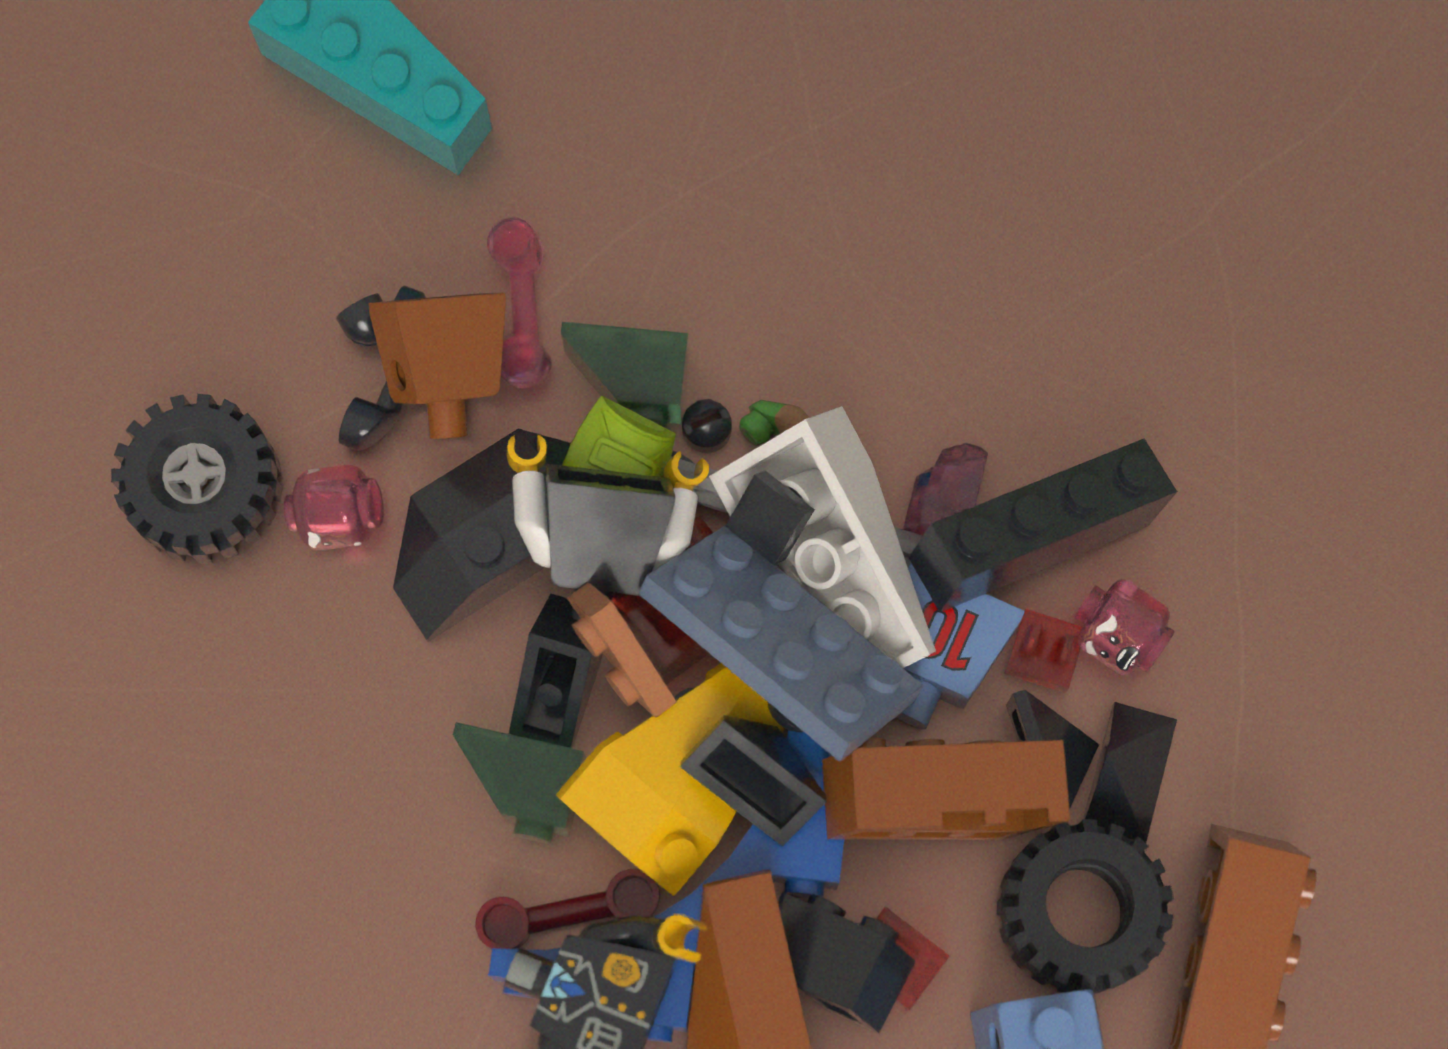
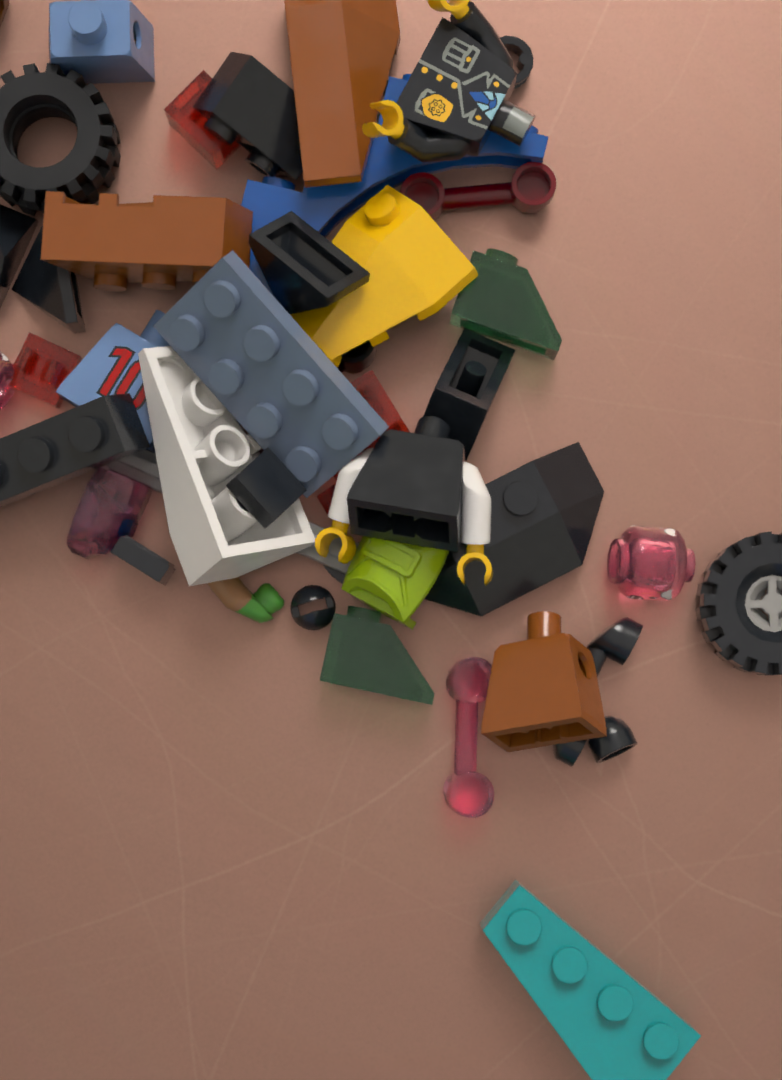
camera: 175 degrees left, 10 degrees up
(605, 631) = (420, 393): nougat plate -> none
(899, 448) = (143, 559): none -> black tile

